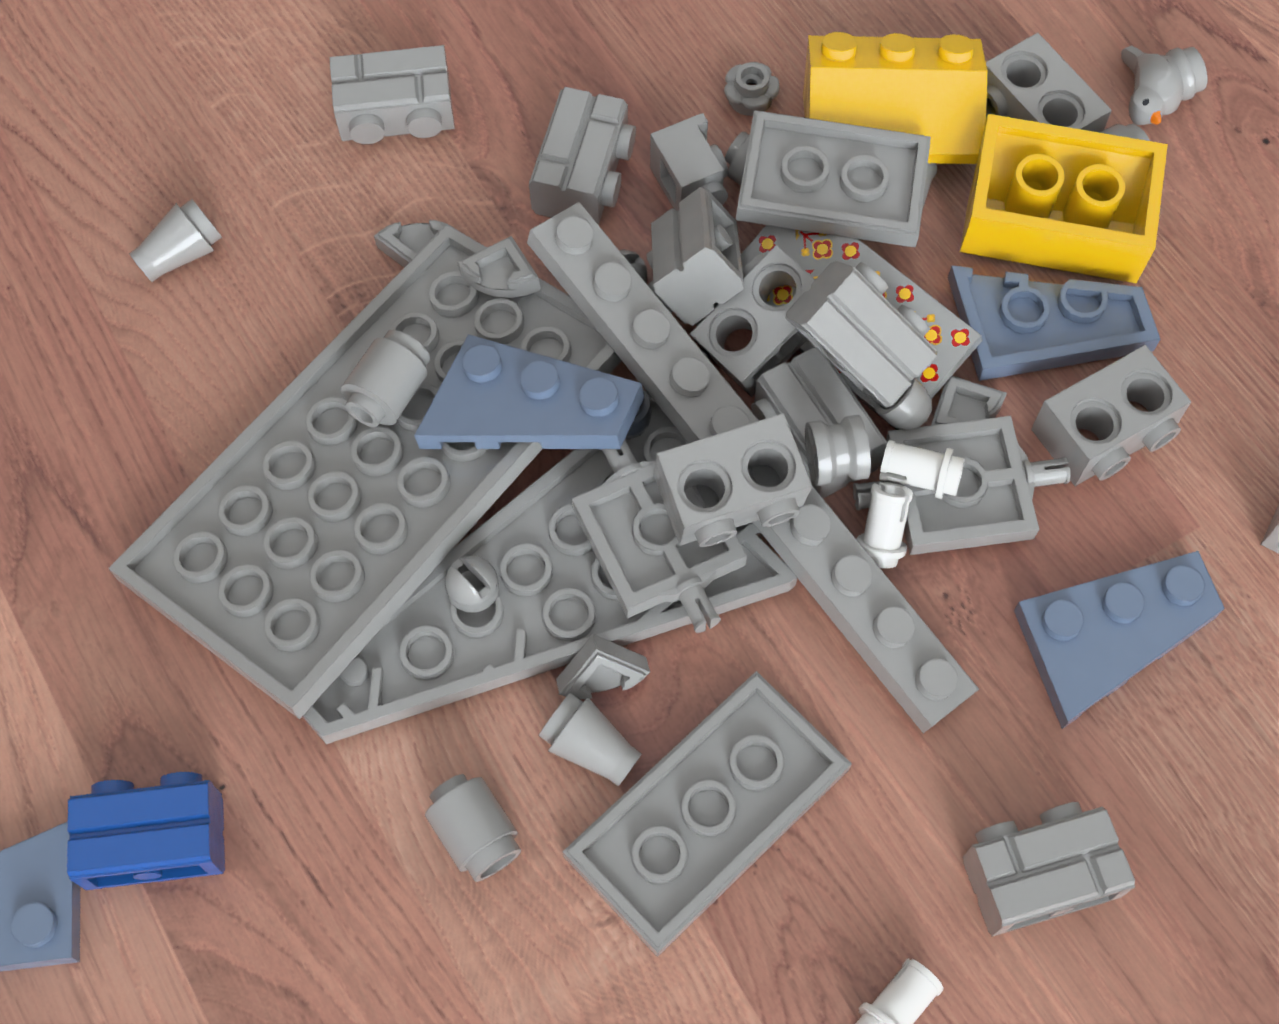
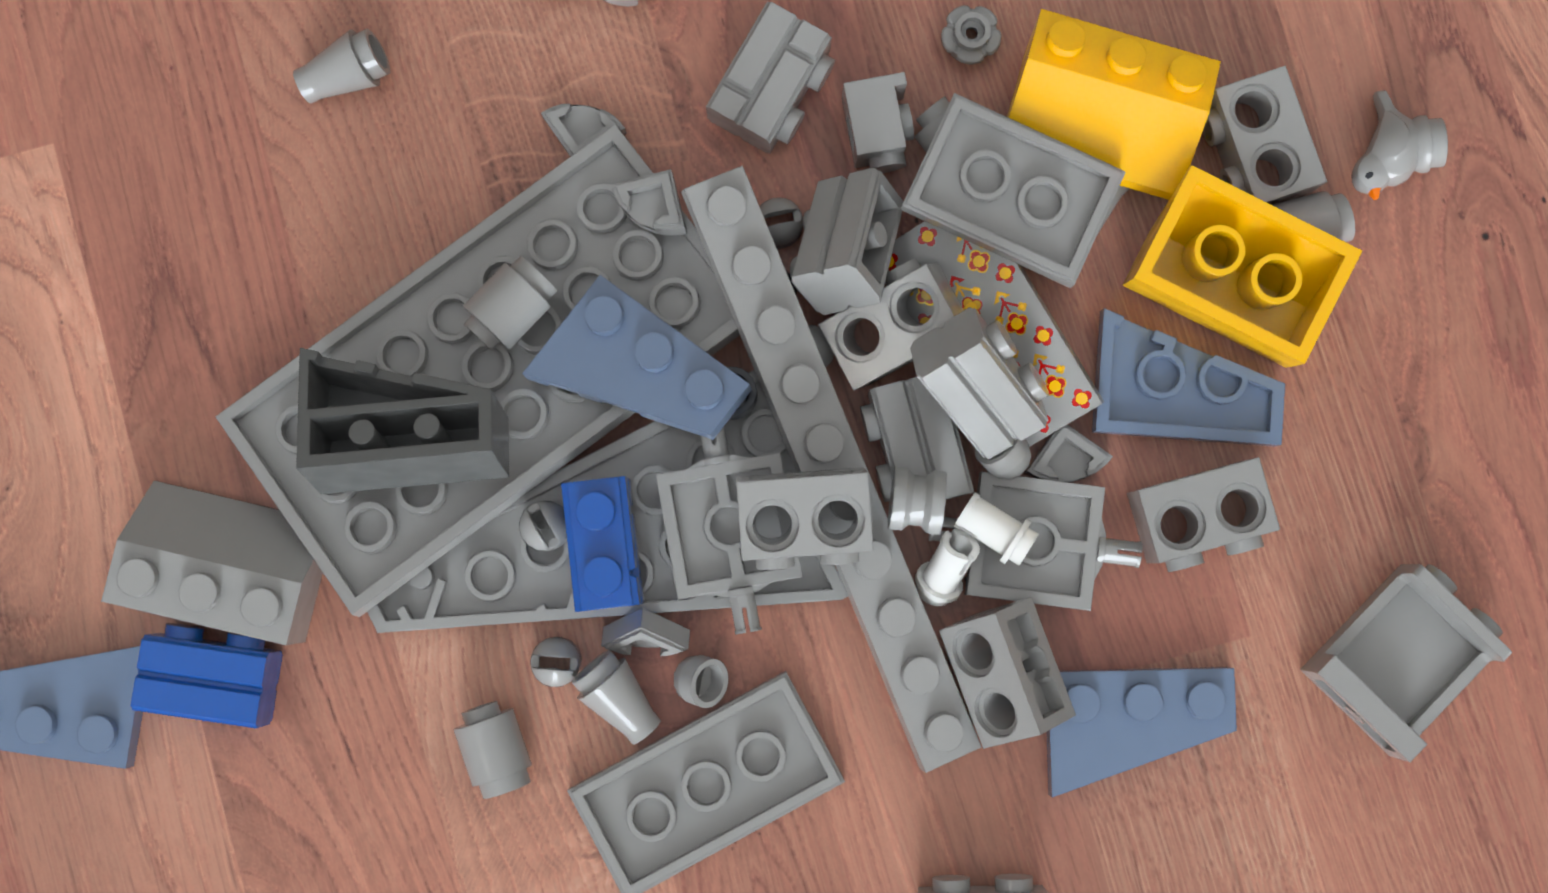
camera: 15 degrees right, 20 degrees up
(135, 720) = (214, 565): none -> light grey slope
(302, 508) = (394, 429): none -> dark grey wedge
(515, 738) = (559, 648): none -> light grey hinge
(537, 575) = (602, 543): none -> blue brick
(672, 700) = (701, 680): none -> light grey hinge
(988, 591) = (1007, 673): none -> light grey brick

